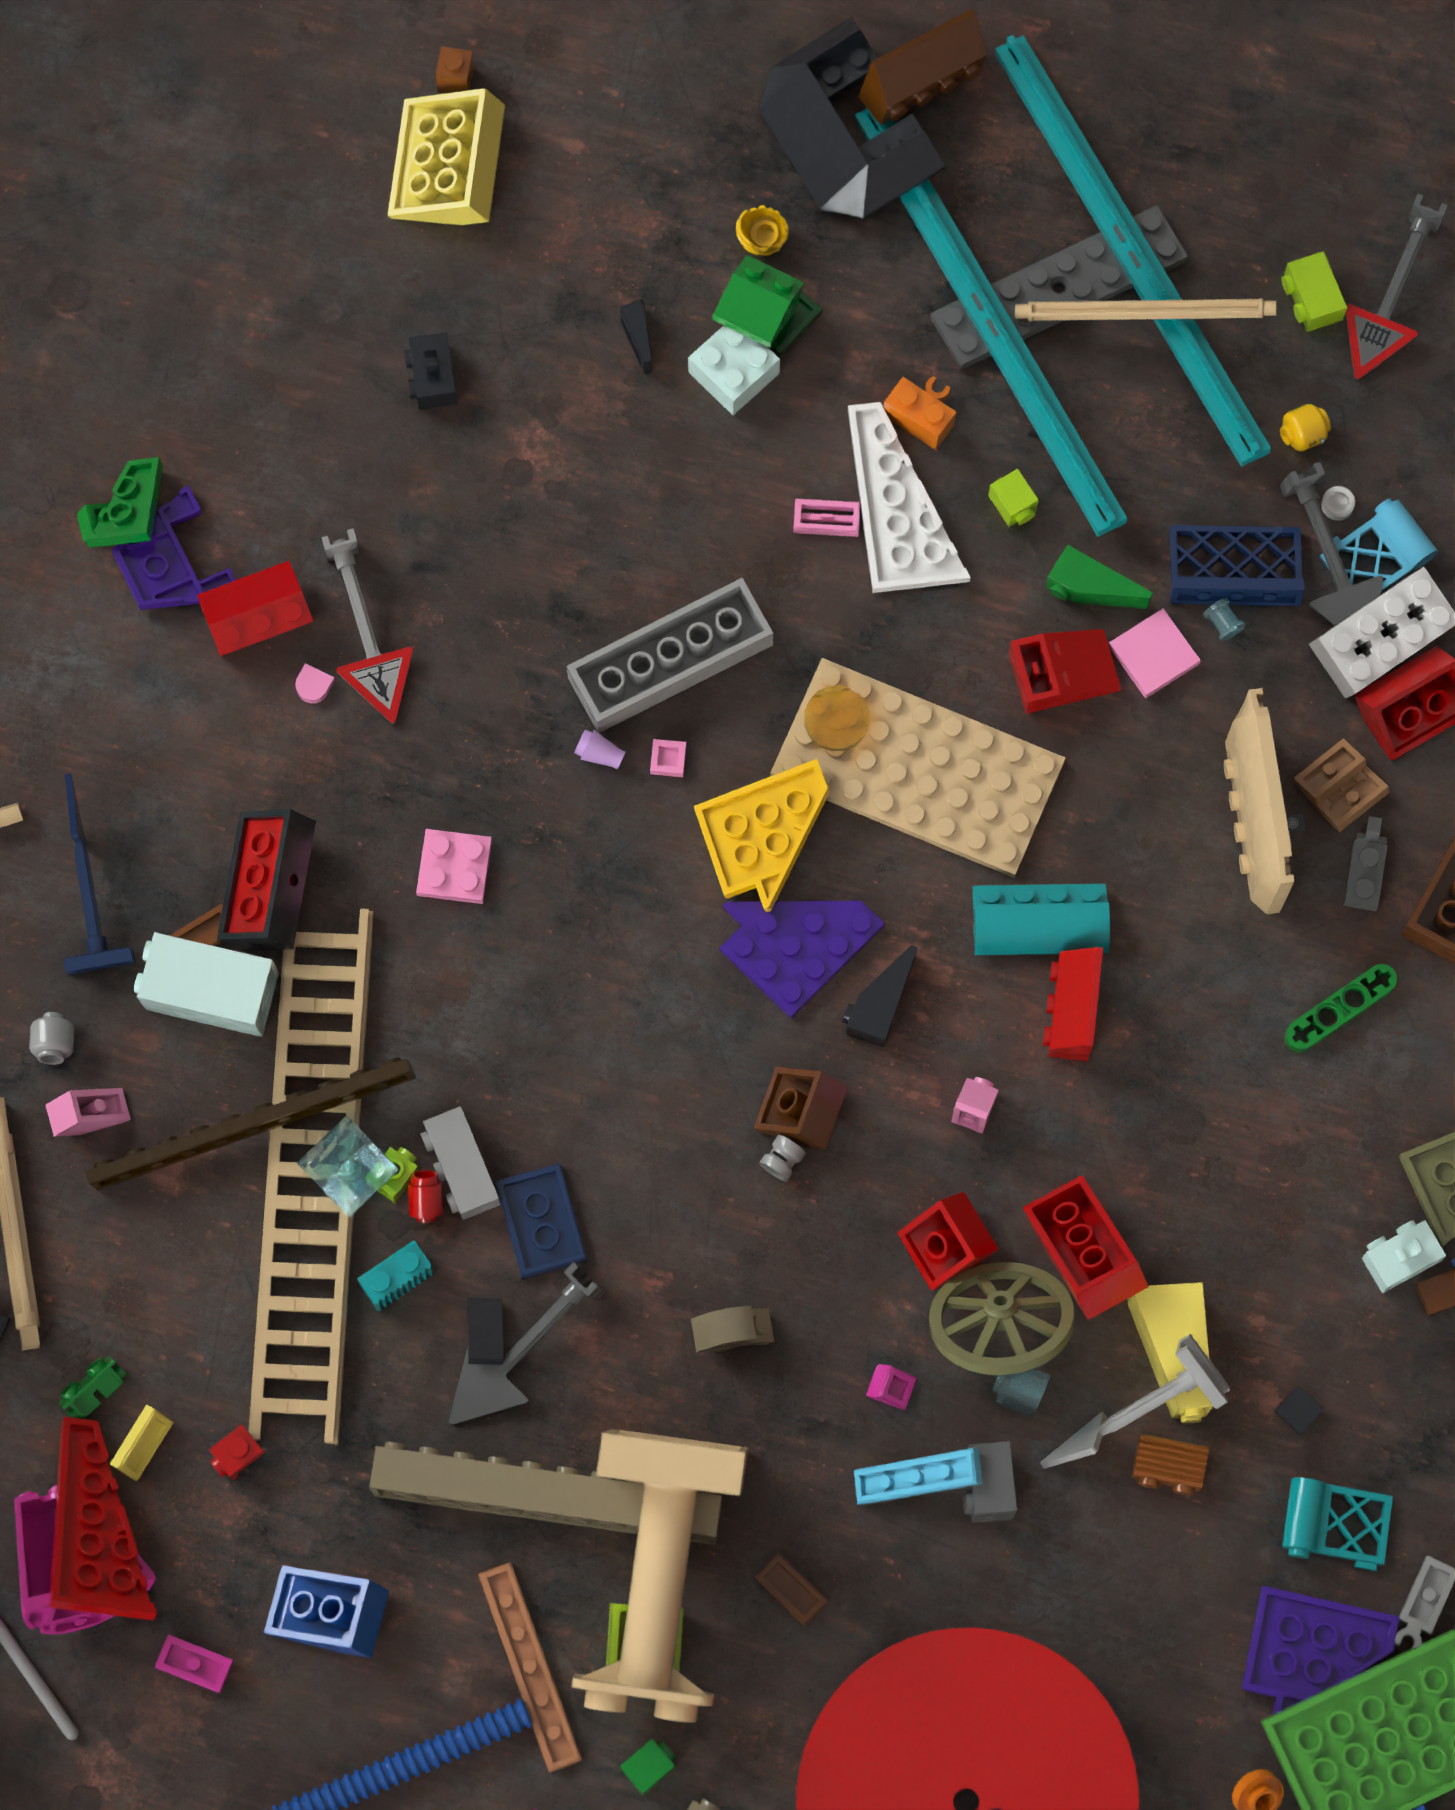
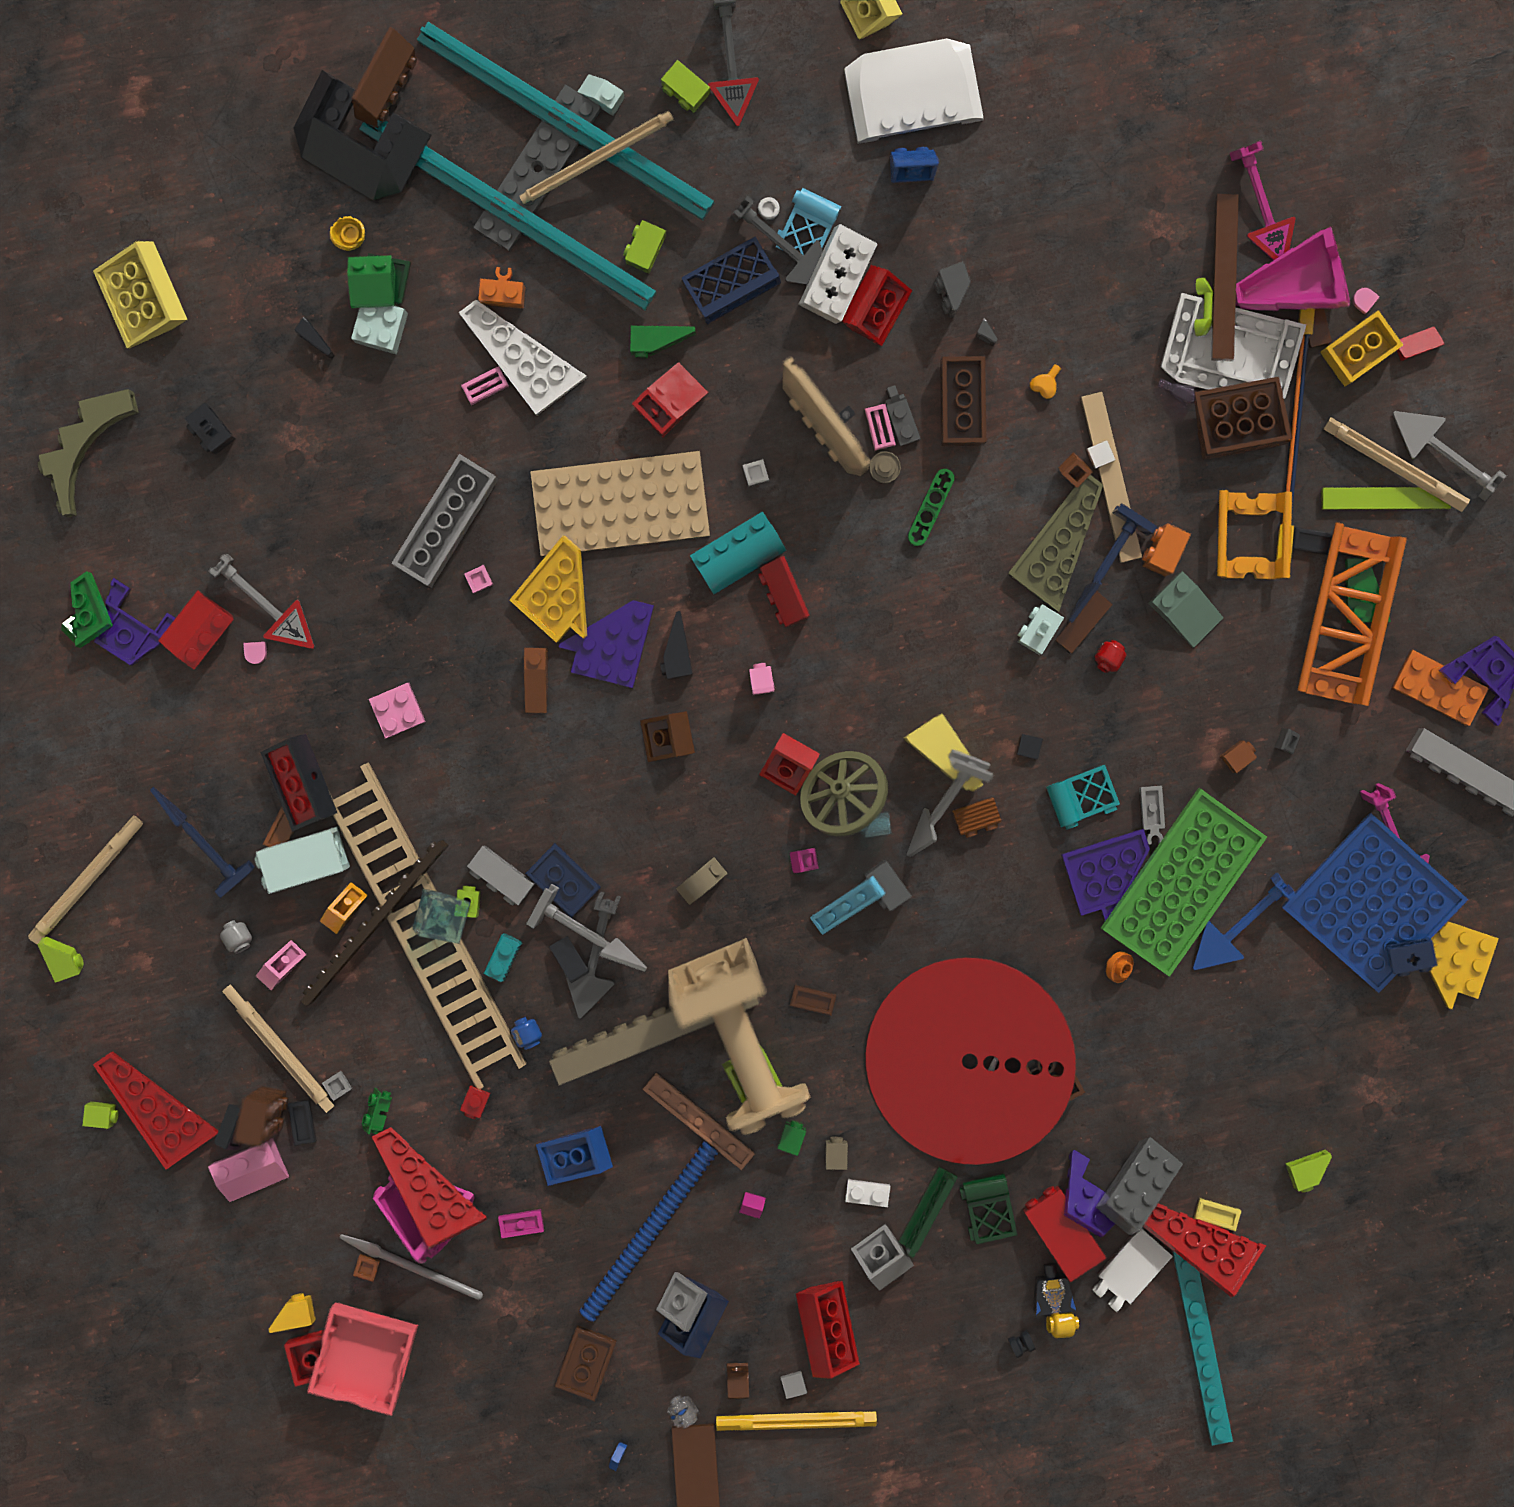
camera: 30 degrees left, 15 degrees up
(60, 1321) = (337, 1085): none -> light grey tile
(141, 1443) = (421, 1125): light yellow tile -> none
(219, 1084) = (343, 908): none -> light orange slope
(295, 275) = (76, 439): none -> olive arch
(364, 1400) = (526, 1033): none -> blue head
(425, 1196) = (492, 905): red brick -> none
(454, 70) = (111, 237): dark orange brick -> none
(495, 1240) = (614, 951): none -> light grey piece
(599, 750) = (436, 597): lavender cone -> none
(666, 929) = (535, 679): none -> dark orange slope
(782, 1158) = (673, 765): light grey wheel -> none
(836, 718) = (559, 503): clear yellow tile -> none
(1013, 498) = (584, 313): lime brick -> none
(1085, 1247) = (867, 729): red brick -> none
(1125, 829) = (755, 472): none -> white tile
(1144, 459) = (645, 246): none -> lime brick
(1154, 653) = (714, 359): bright pink tile -> none
(1201, 243) = (602, 93): none -> light aqua slope
(1224, 619) = (743, 317): clear light blue bush -> none
(1305, 427) = (725, 174): yellow head -> none
(1307, 919) = (885, 467): none -> dark tan plate
(1322, 890) = (884, 445): none -> bright pink tile
(1341, 785) = (861, 377): medium nougat slope -> none

